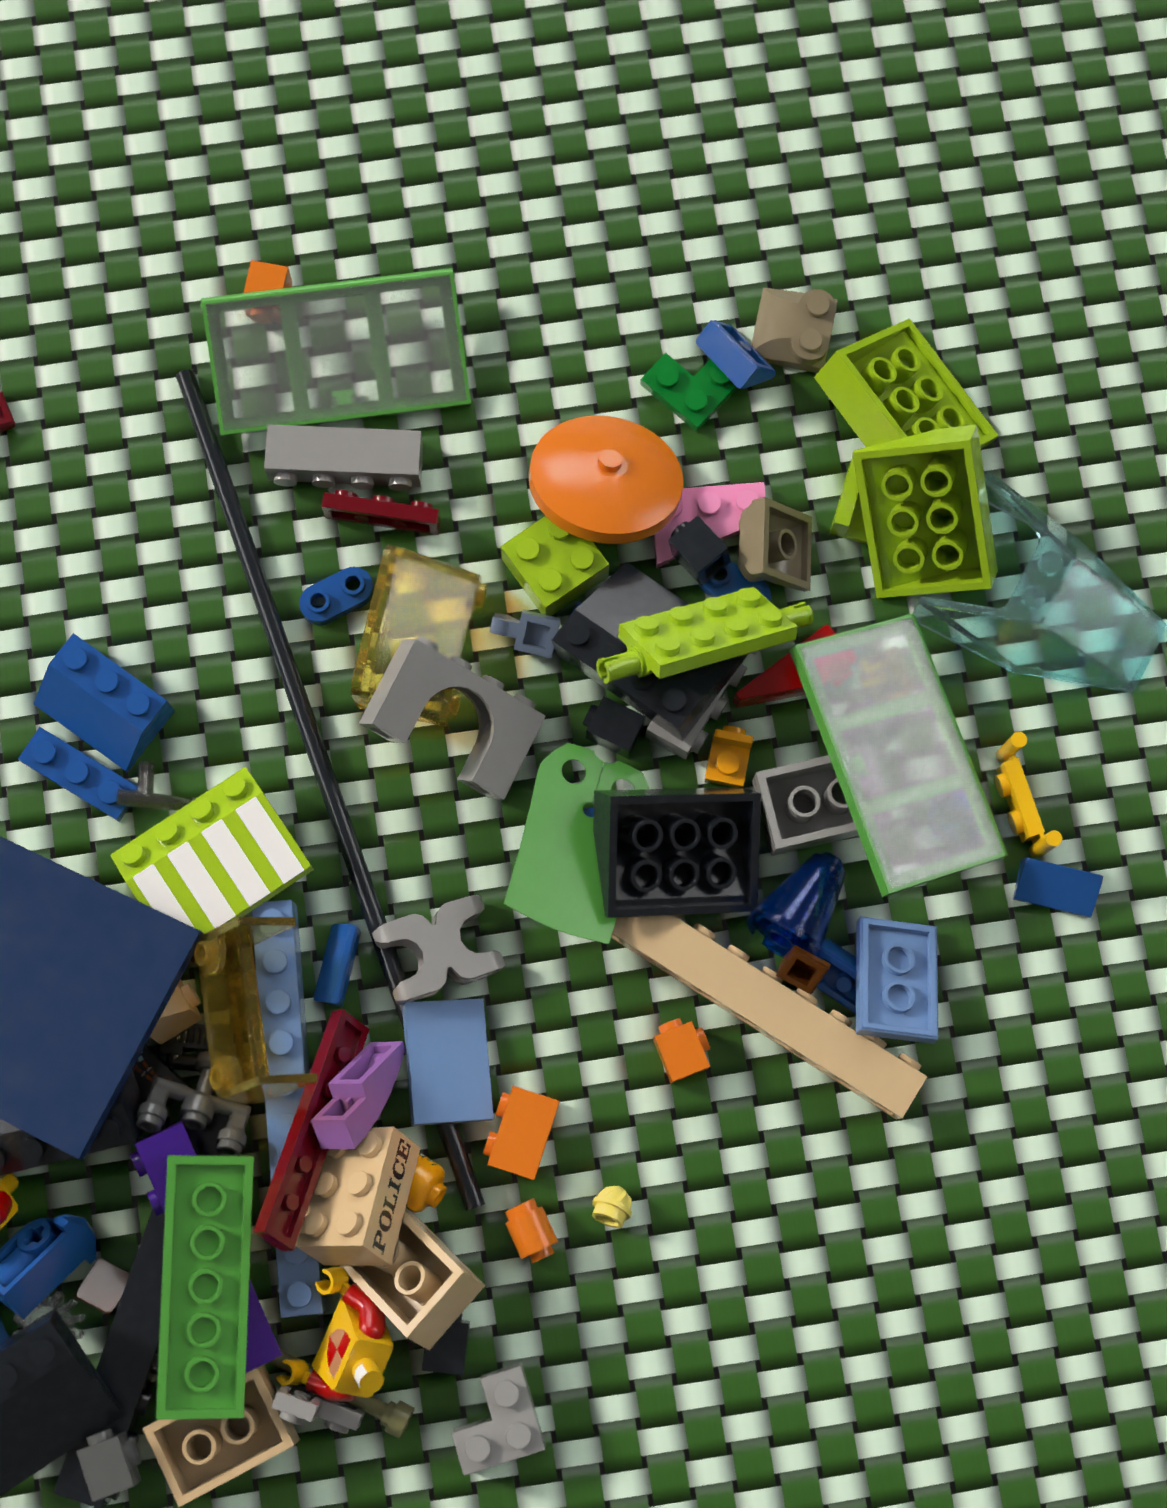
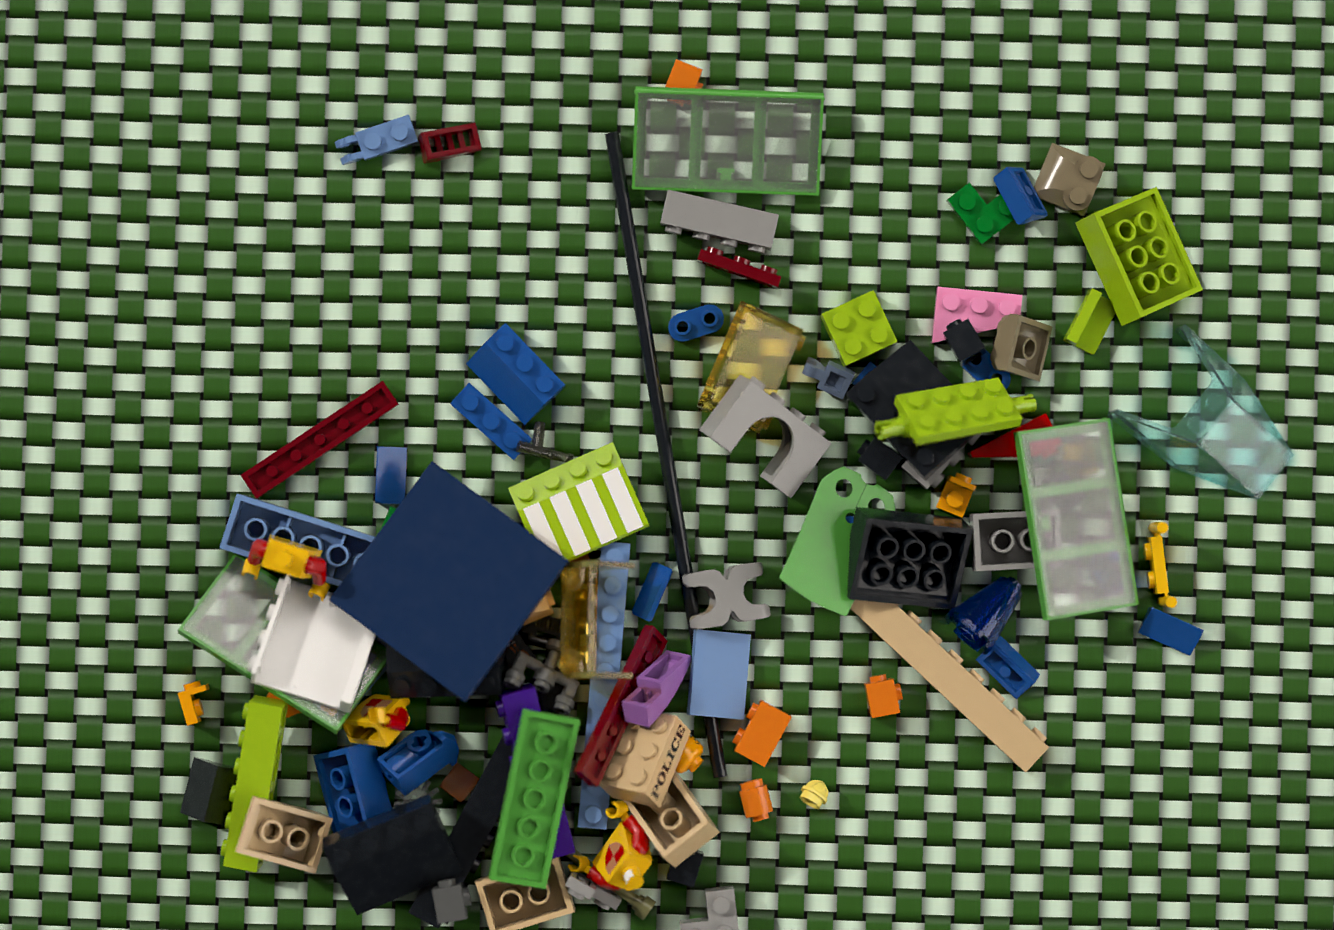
camera: 10 degrees right, 10 degrees up
(605, 479) = (907, 275): orange dish -> none
(802, 969) = (977, 657): reddish brown slope -> none
(896, 980) = (1042, 676): medium blue tile -> none
(927, 513) = (1134, 348): lime slope -> none

